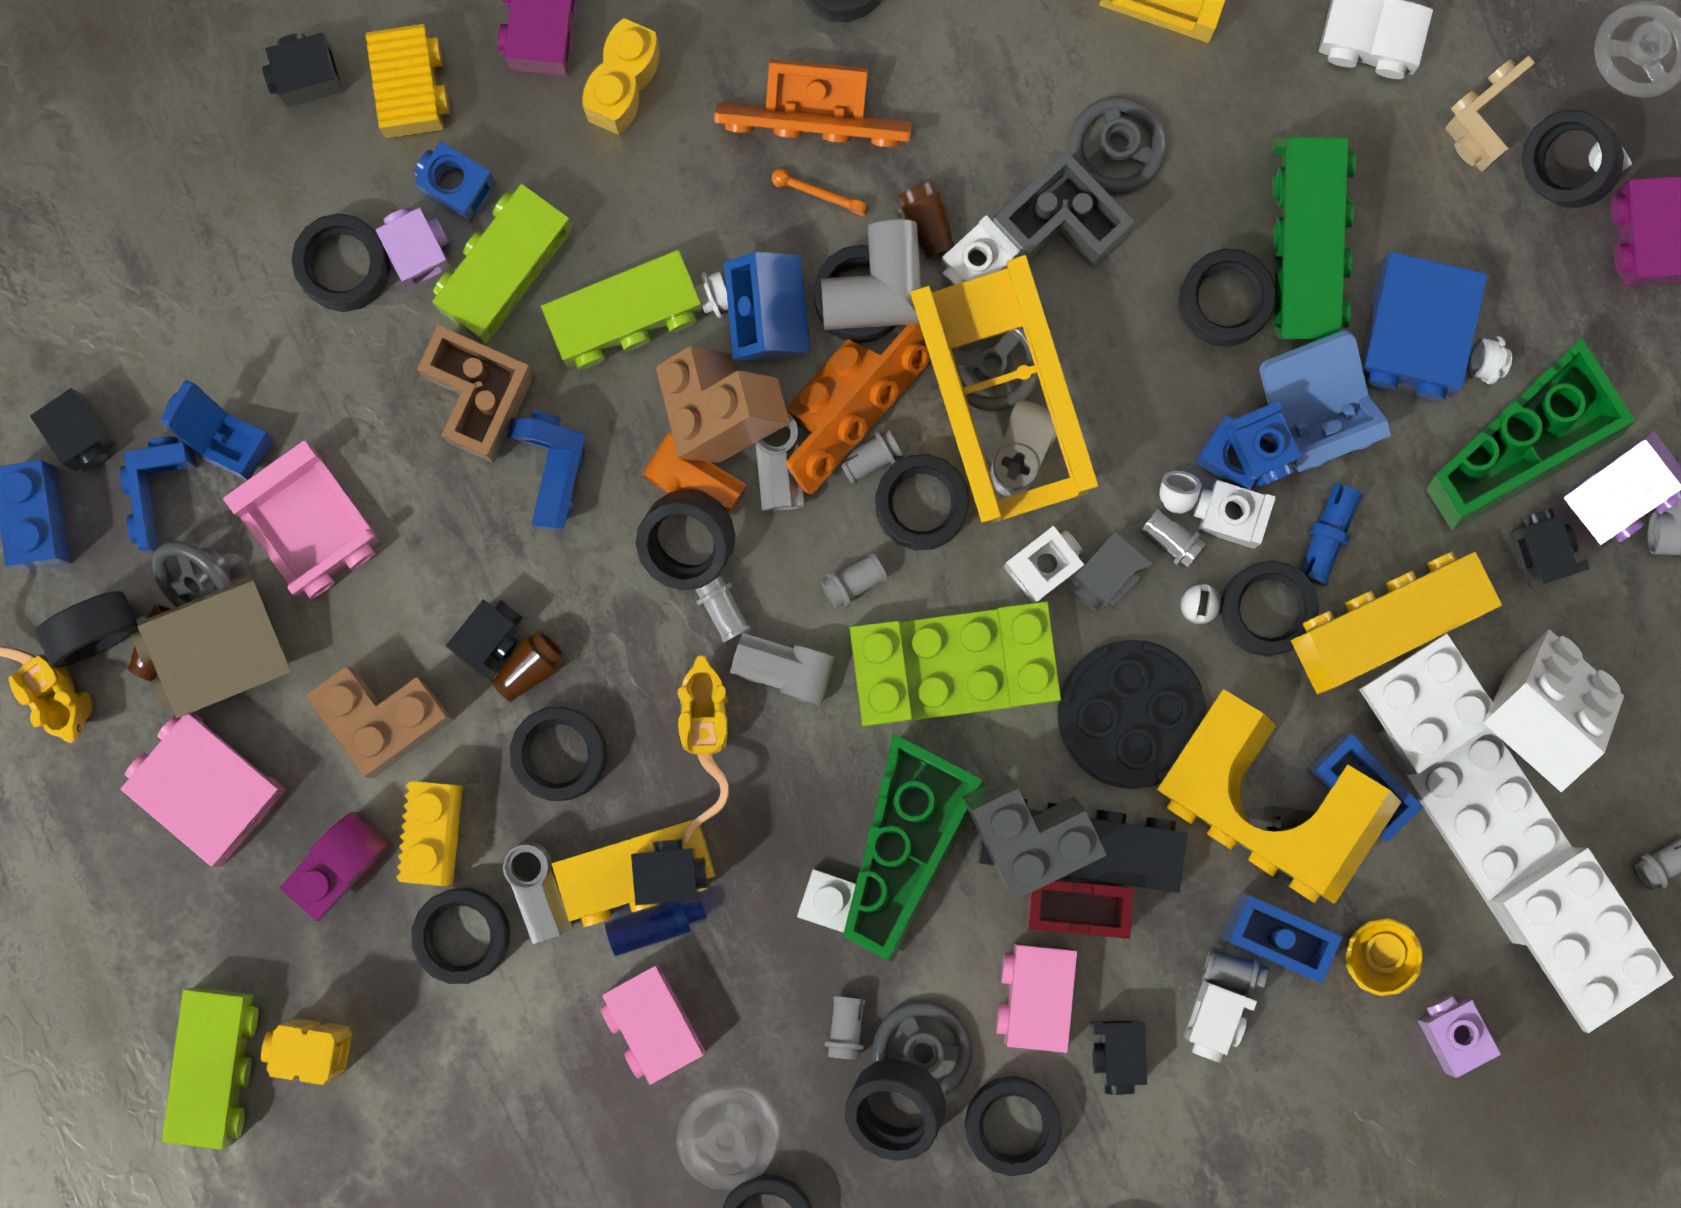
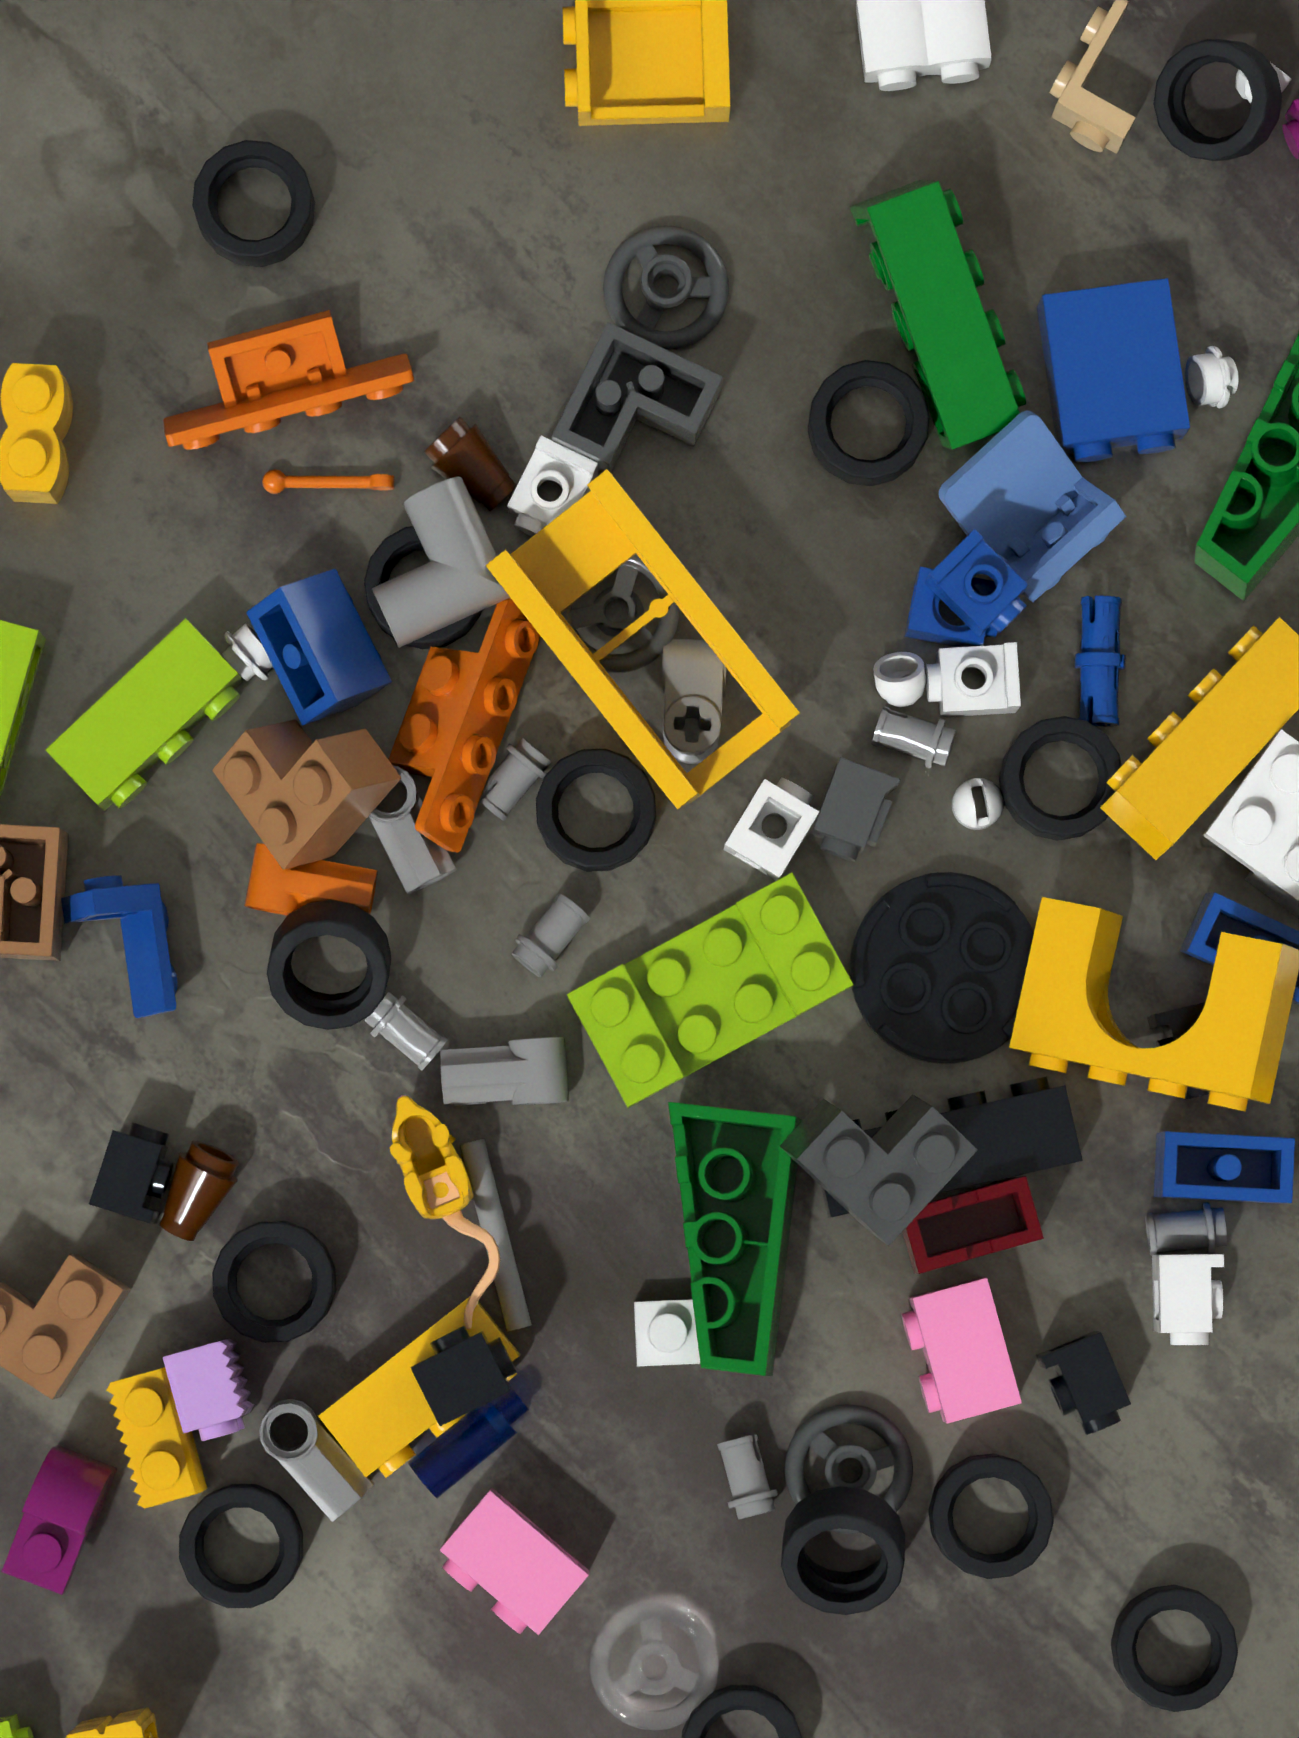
camera: 25 degrees left, 0 degrees up
(480, 813) = (209, 1389): none -> lavender brick
(733, 771) = (492, 1219): none -> light grey bar

